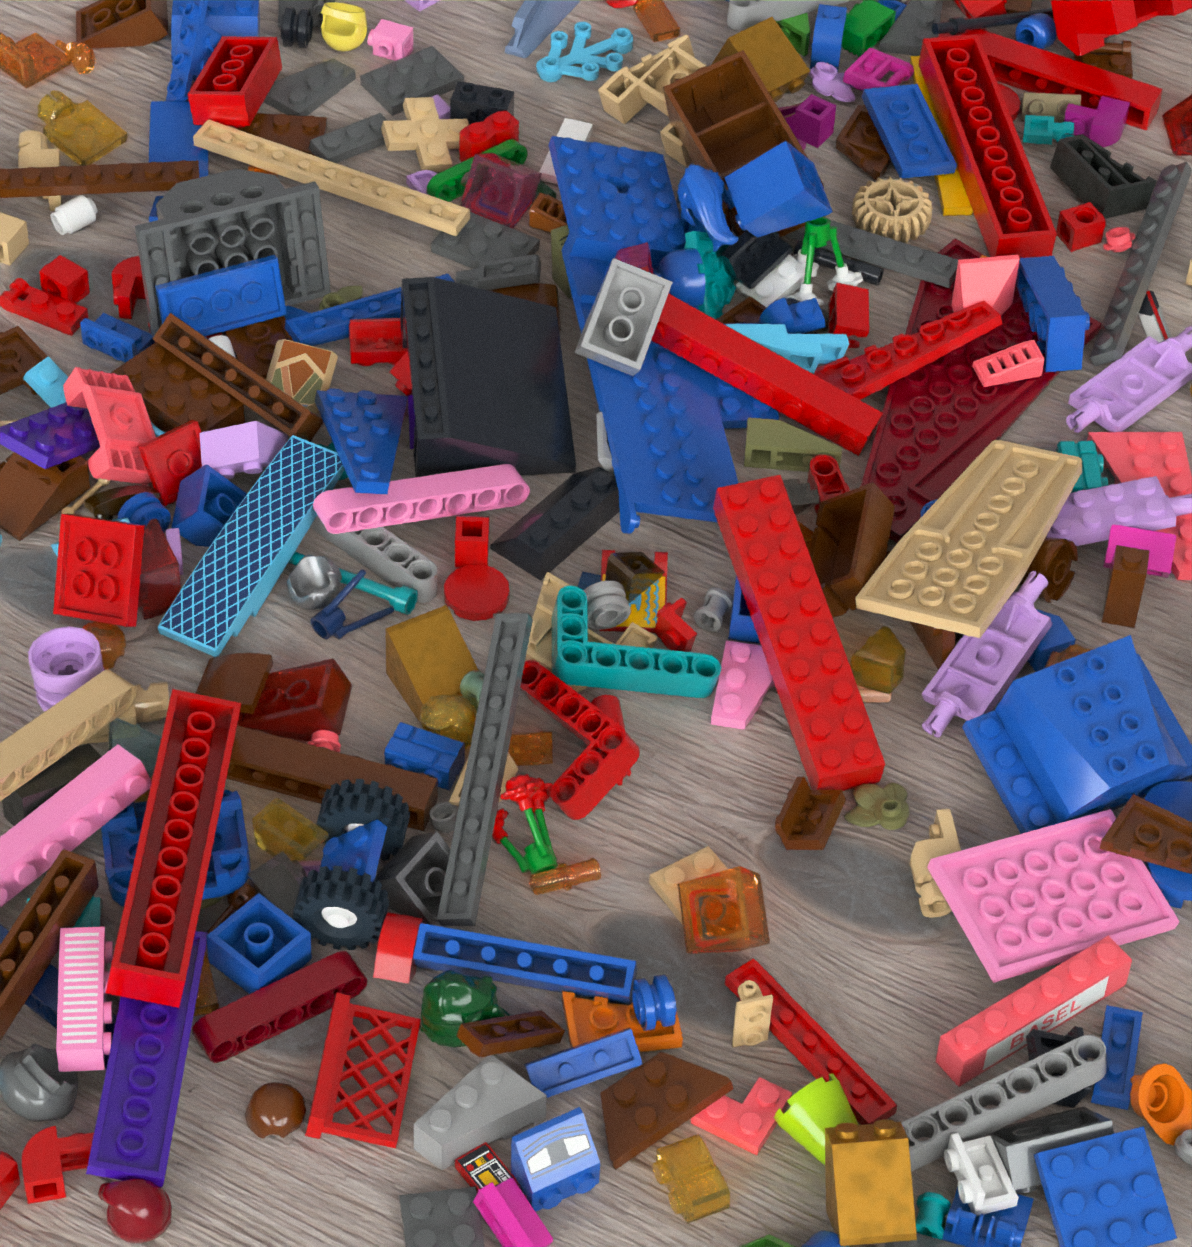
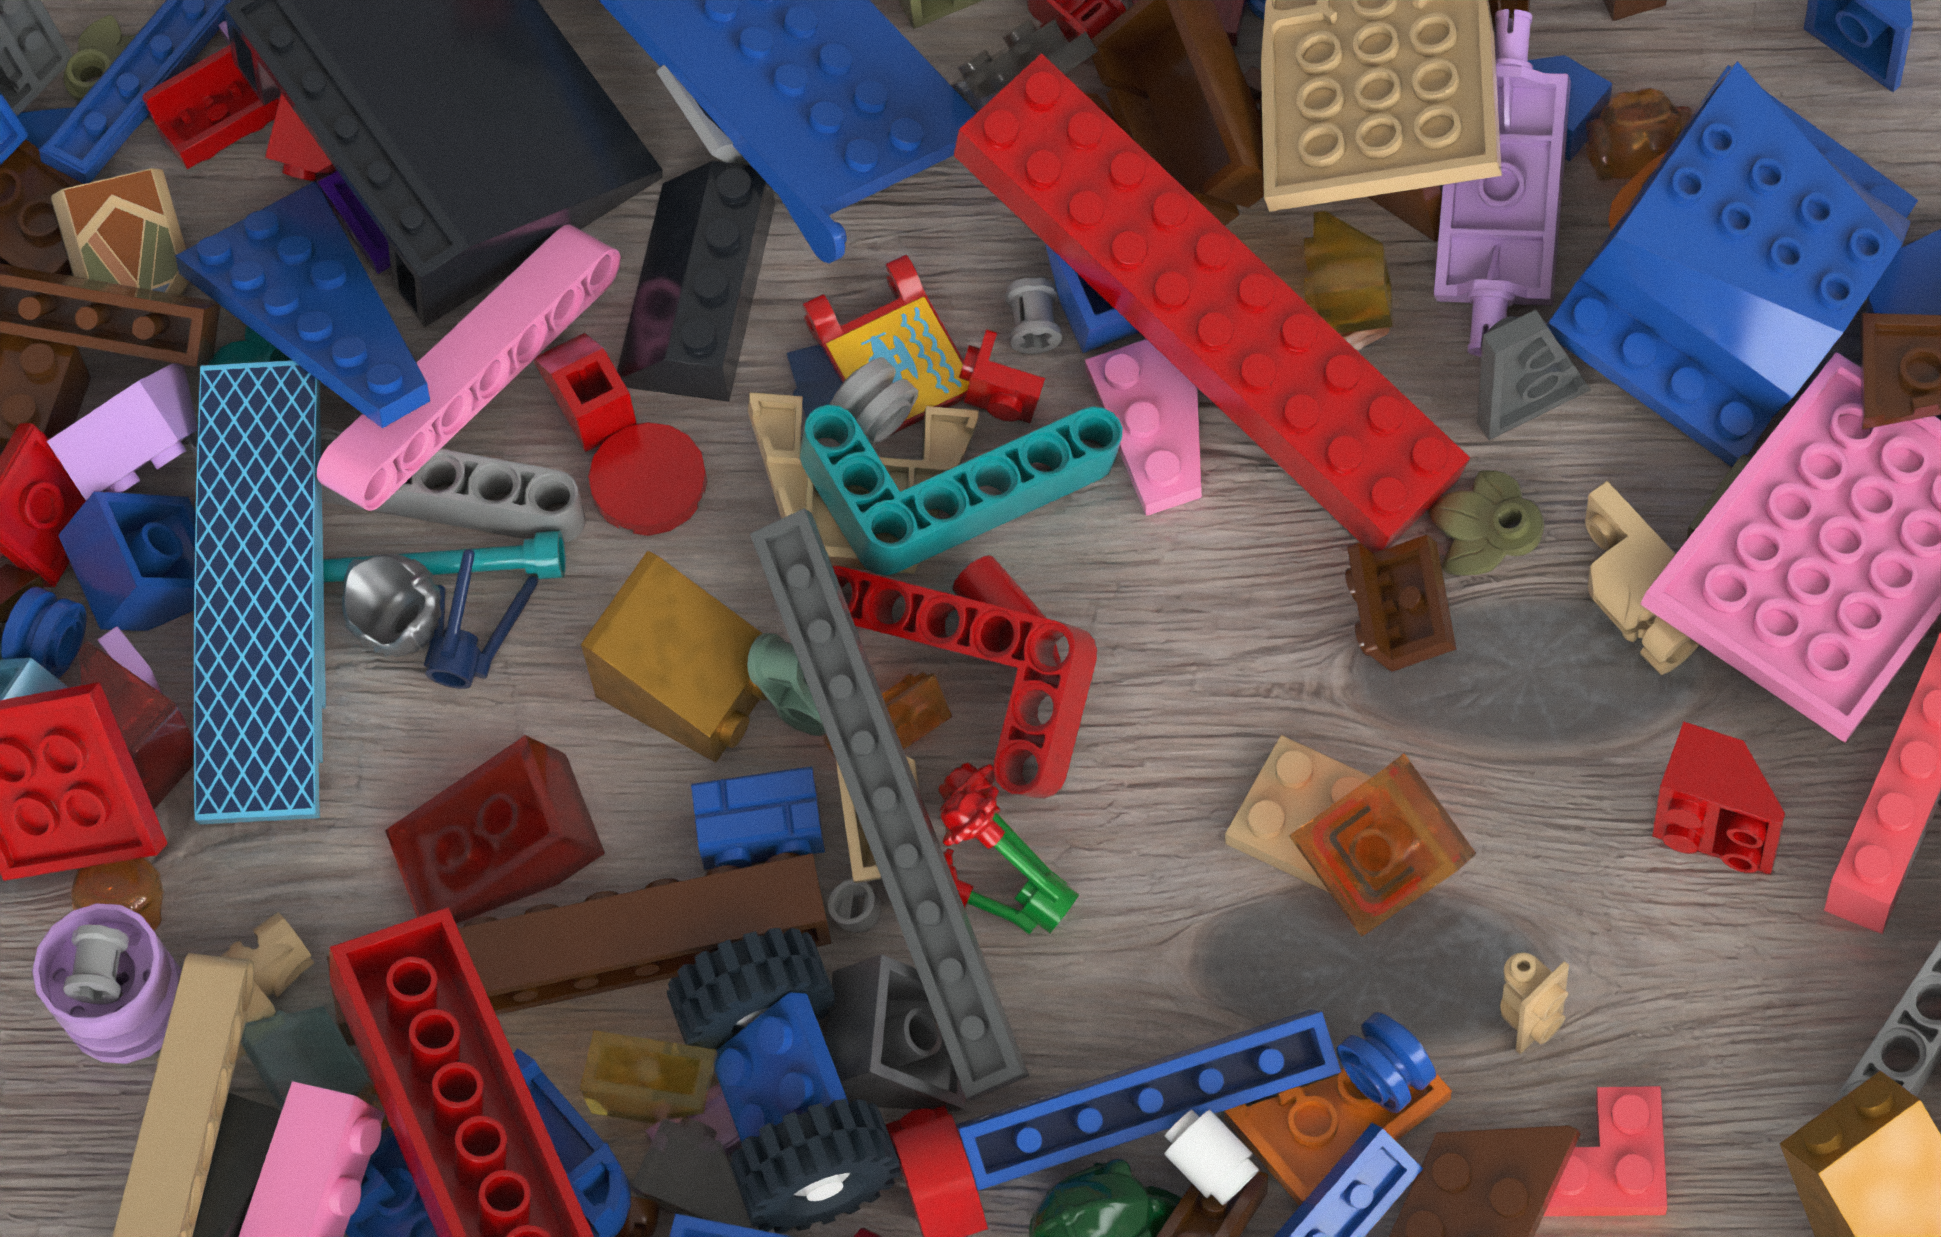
camera: 20 degrees left, 15 degrees up
(63, 653) = (96, 964): none -> light grey bush
(236, 678) = (375, 855): reddish brown slope -> none
(325, 739) = (587, 878): coral plate -> none
(450, 717) = (768, 737): clear yellow hair -> none
(536, 998) = (1210, 1155): none -> white brick
(565, 876) = (1102, 907): clear orange axle -> none
(633, 571) = (878, 322): dark brown slope -> none
(813, 1110) = (1739, 1115): lime cone -> none
(815, 1046) = (1644, 991): red plate -> none
(904, 973) = (1718, 802): none -> red slope
(939, 740) = (1523, 374): none -> dark grey wing

